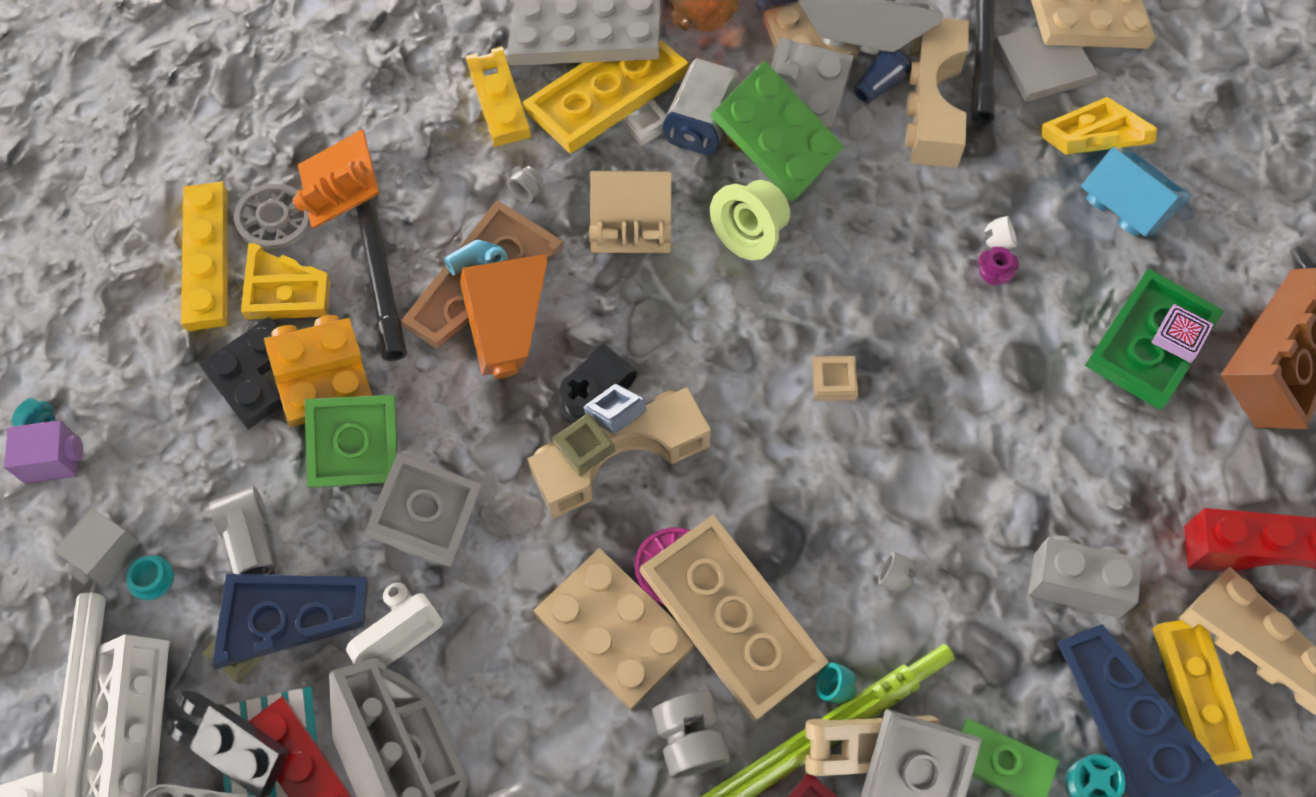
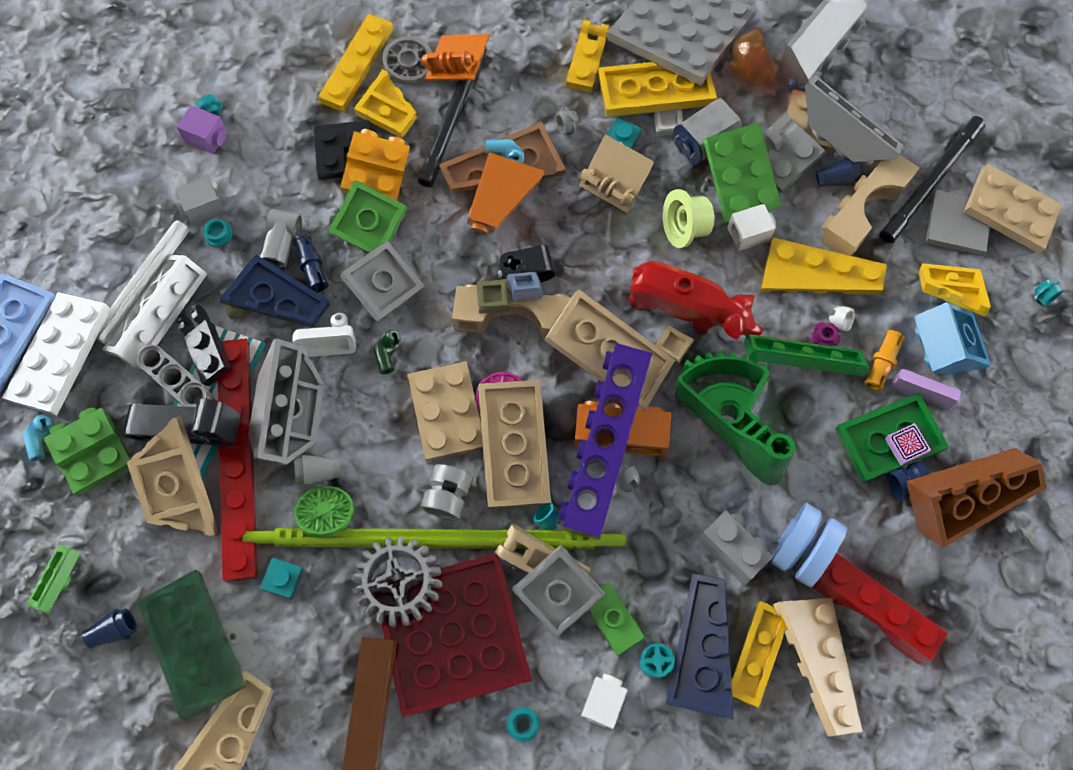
camera: 30 degrees right, 5 degrees up
(307, 542) = (310, 263): none -> dark blue pin
(480, 597) = (384, 349): none -> dark green arm
(602, 159) = (625, 132): none -> teal plate
(770, 426) = (589, 330): none -> tan plate
(826, 308) = (691, 299): none -> red animal
(829, 188) = (751, 227): none -> white brick
(829, 426) = (633, 364): none -> dark purple brick
(850, 515) = (647, 436): none -> orange brick
(918, 202) = (806, 268): none -> yellow wing
(996, 299) = (805, 355): none -> green tile
(1014, 435) = (754, 442): none -> green arm
(1082, 255) = (884, 360): none -> light orange pin
(1161, 258) = (930, 390): none -> lavender tile
(1170, 518) = (813, 547): none -> light blue wheel
(1191, 82) = (1048, 292): none -> teal plate
(1204, 380) = (898, 479): none -> dark blue wheel

